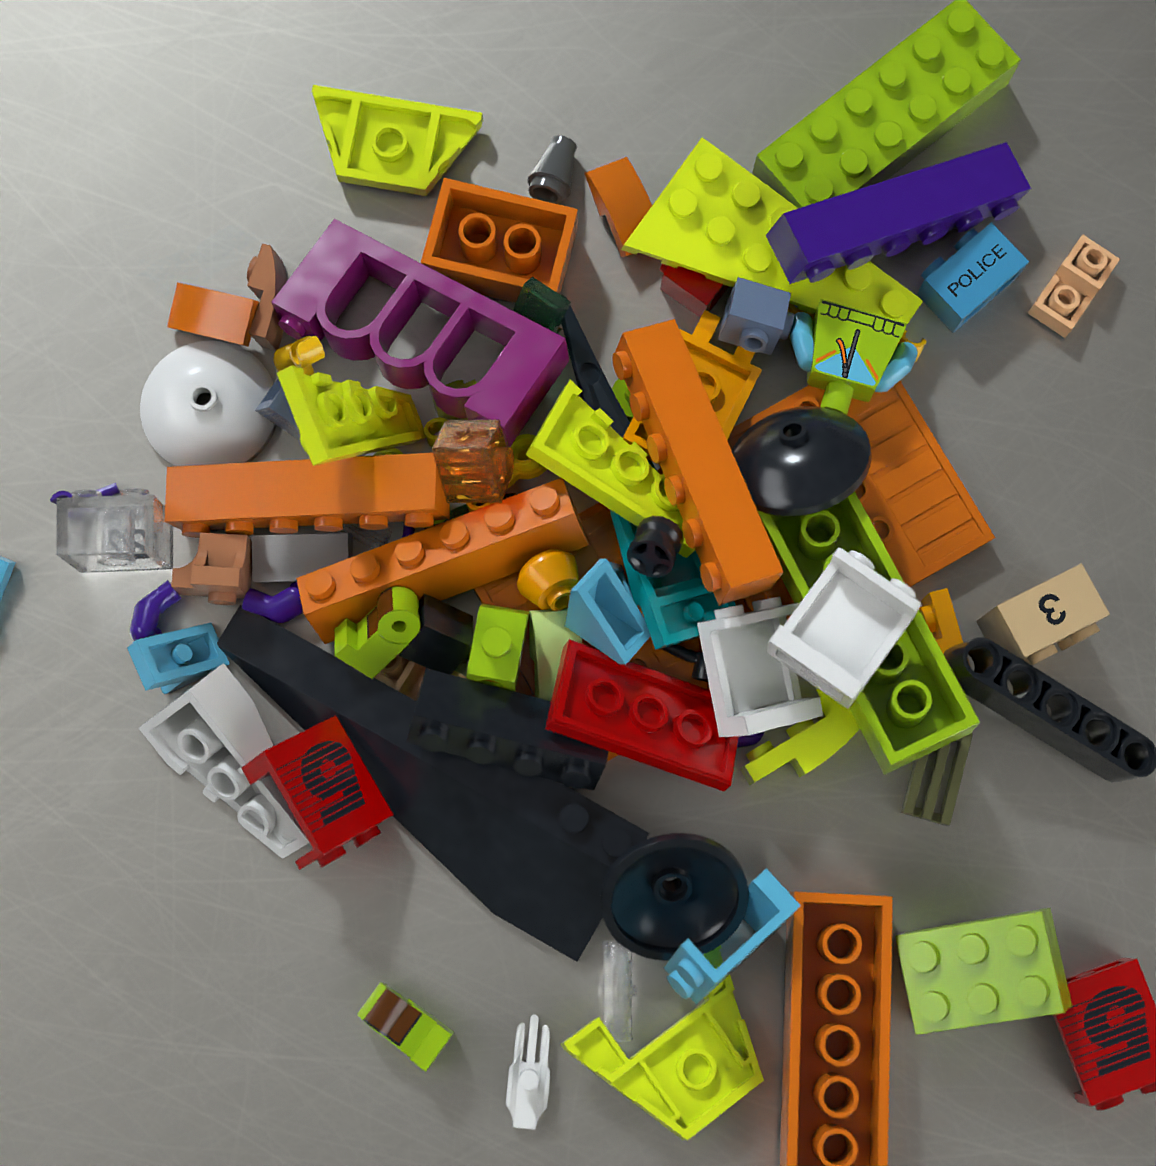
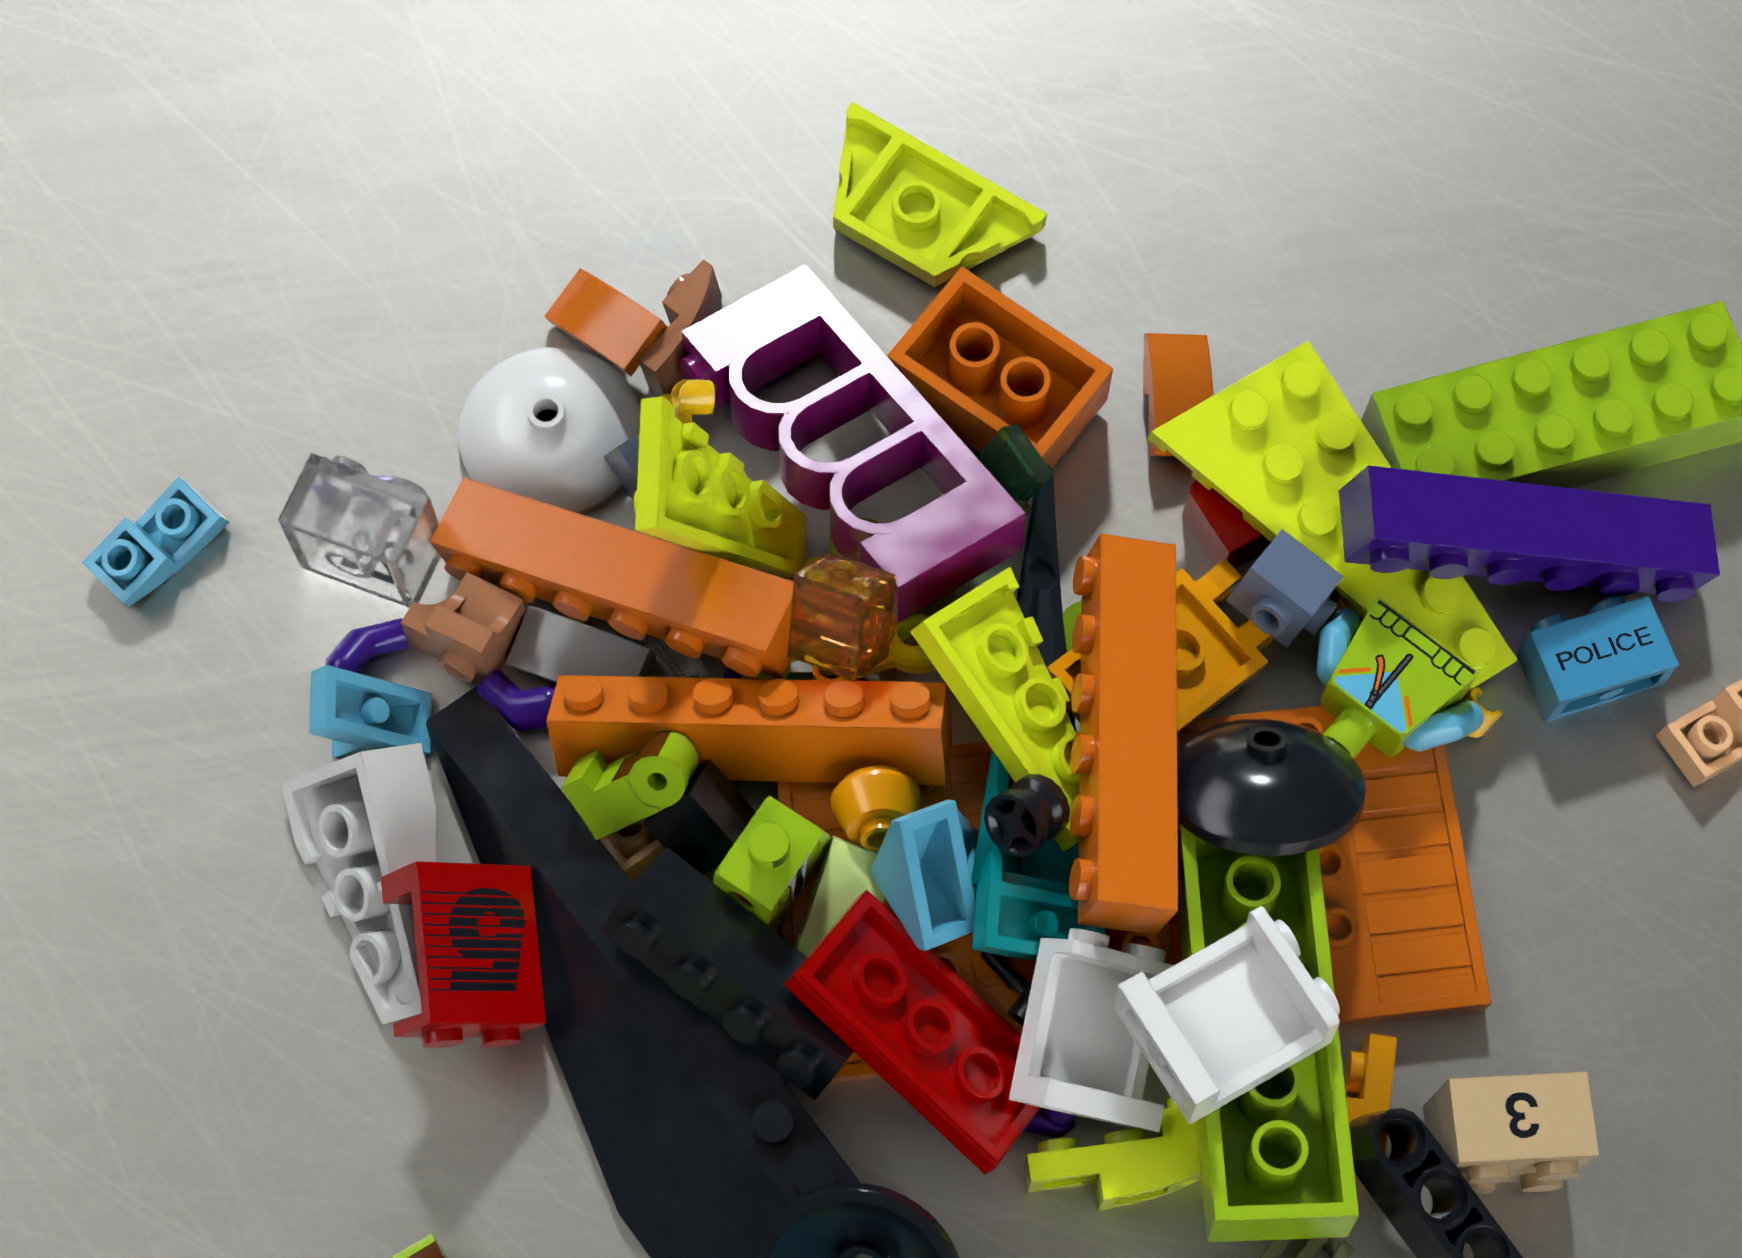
camera: 25 degrees right, 10 degrees down
(553, 173) = (1107, 318): dark grey cone -> none

